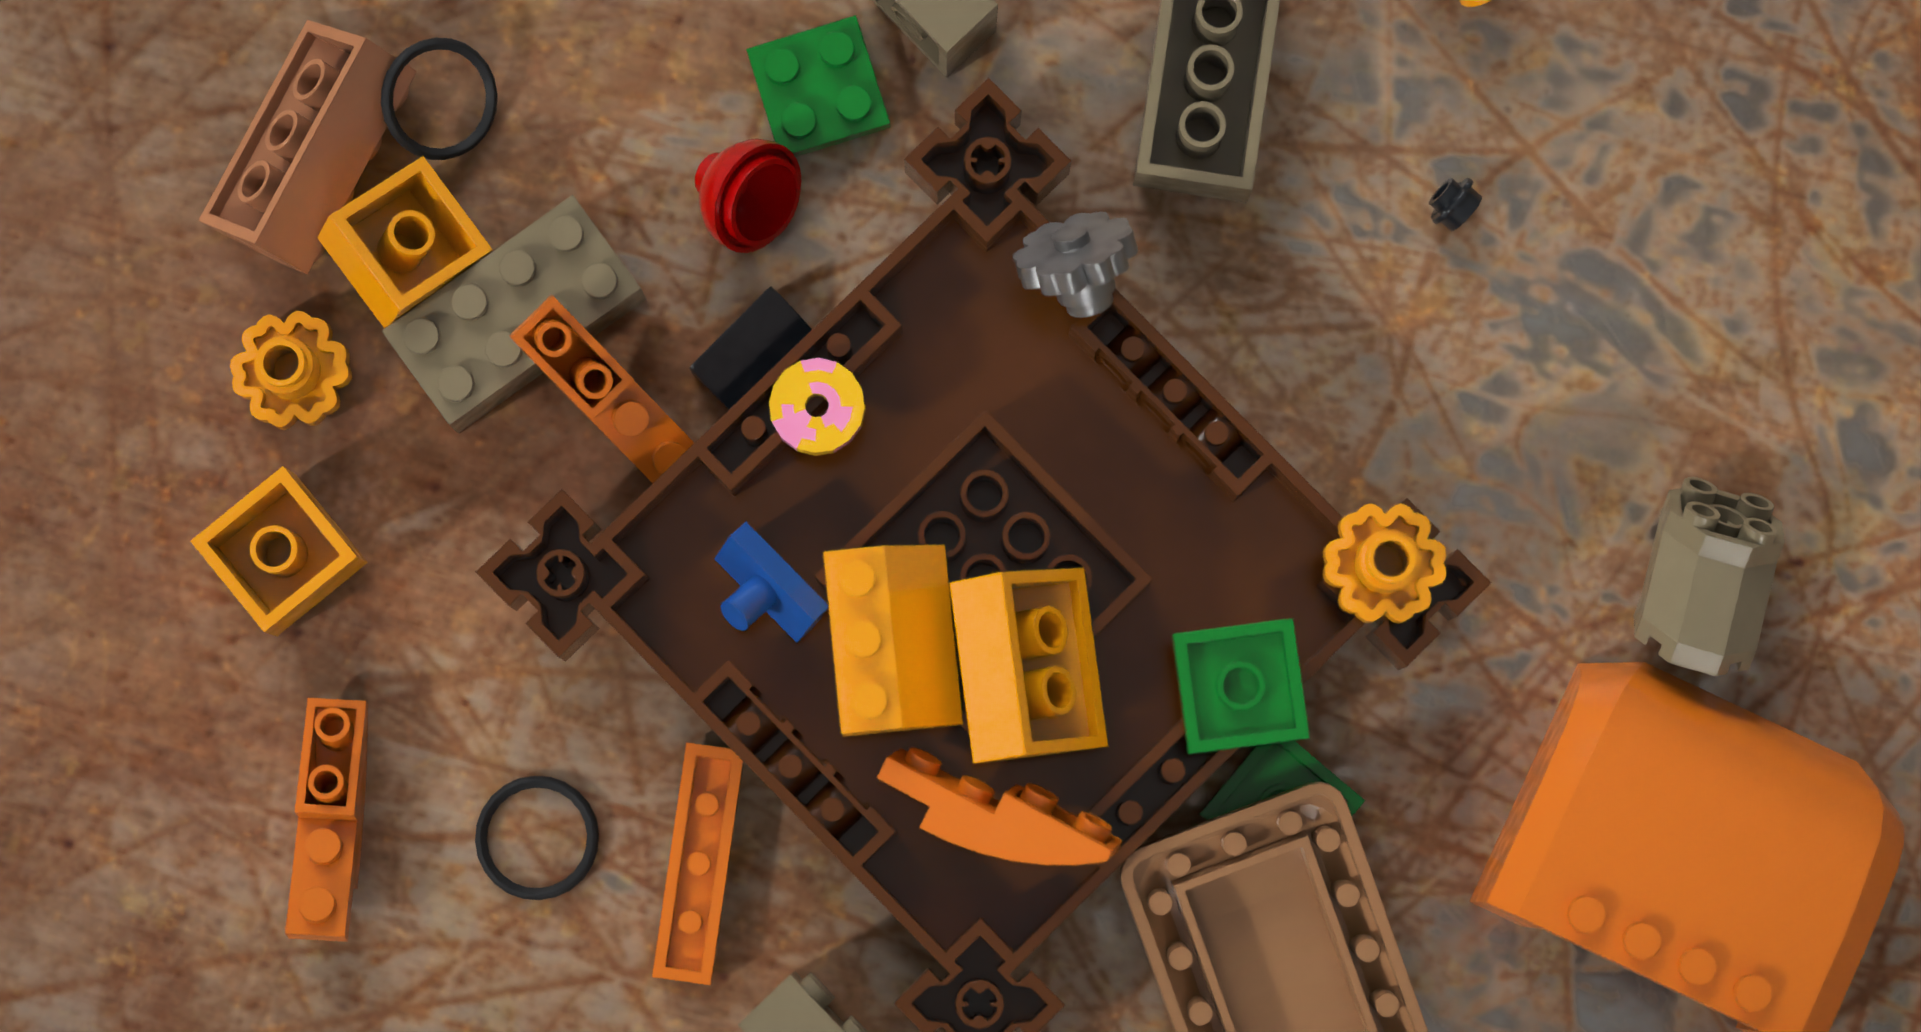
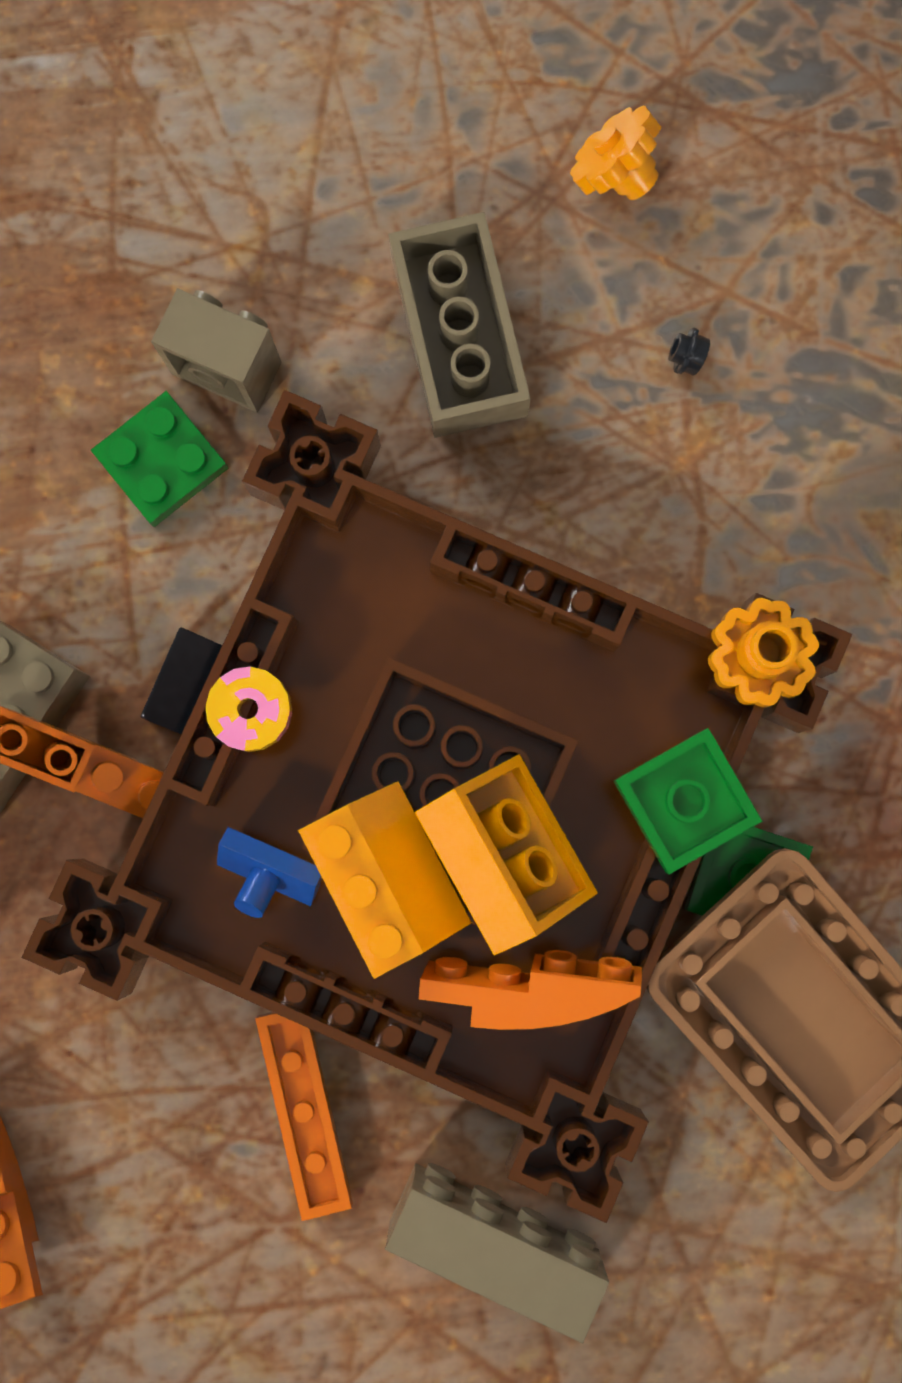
camera: 15 degrees left, 0 degrees up
(482, 833) = (120, 1150): black tyre -> none
(748, 193) = (134, 560): red piece -> none
(1077, 260) = (414, 505): flat silver plant -> none

